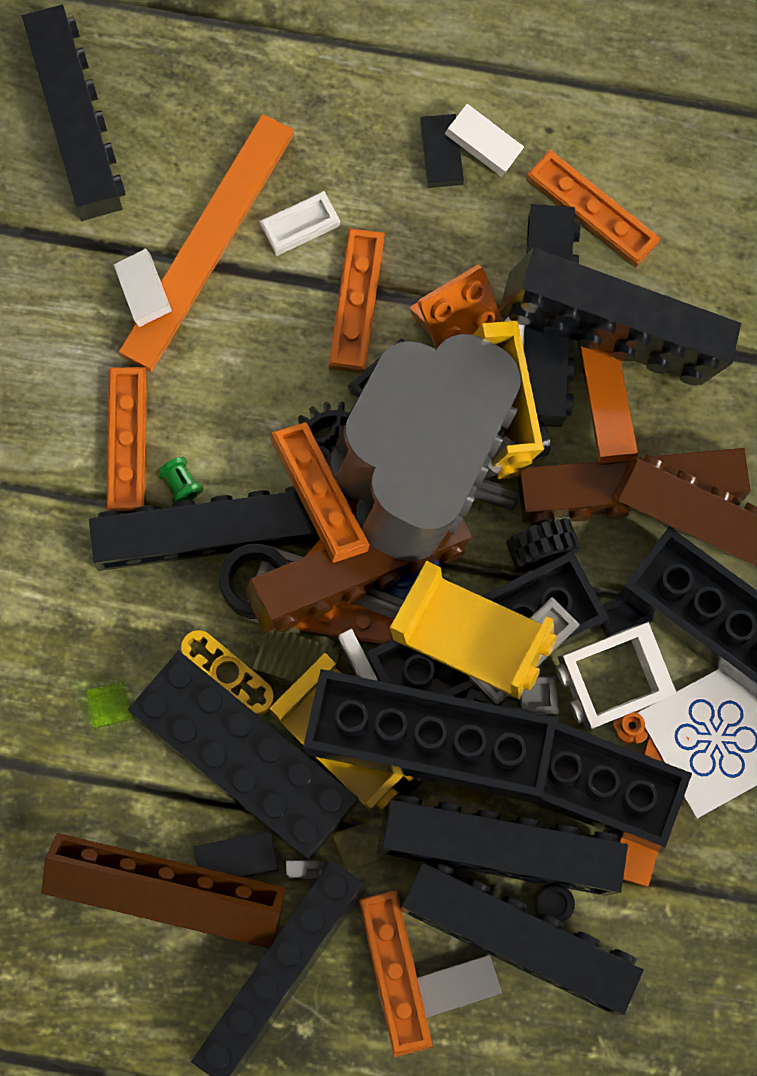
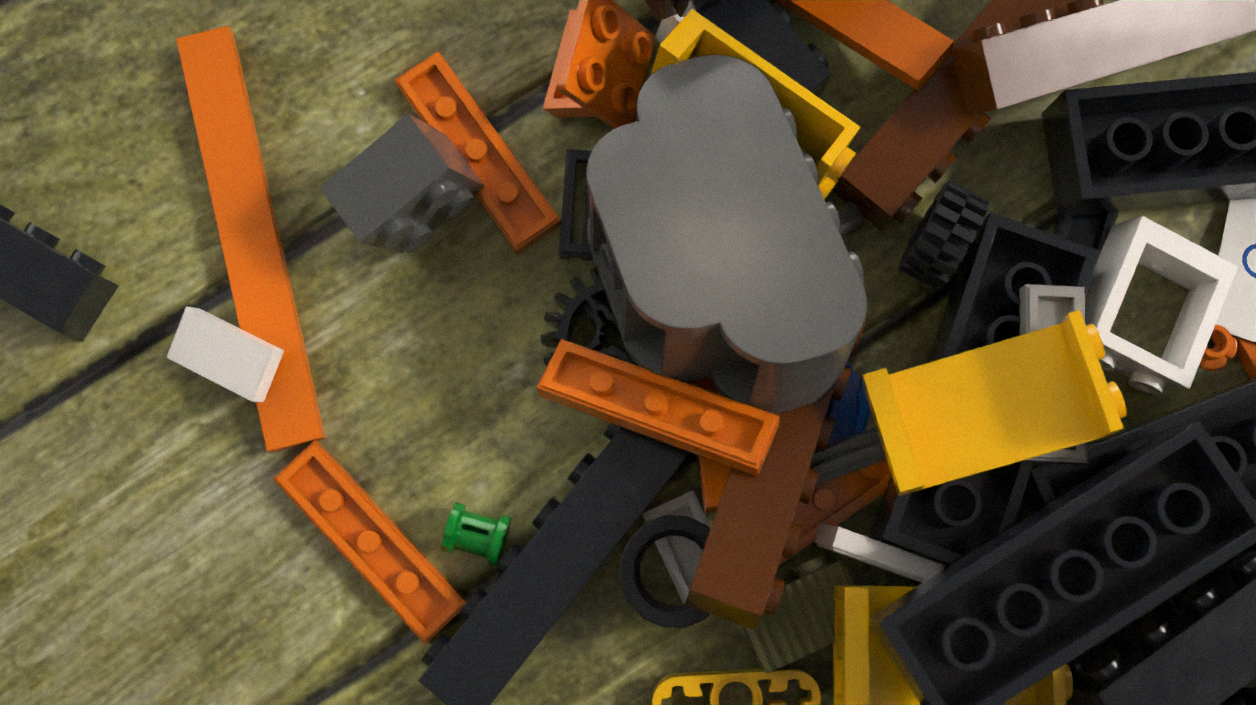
camera: 40 degrees left, 5 degrees up
(300, 223) = (333, 122): white tile -> none
(301, 284) = (403, 187): none -> dark grey brick

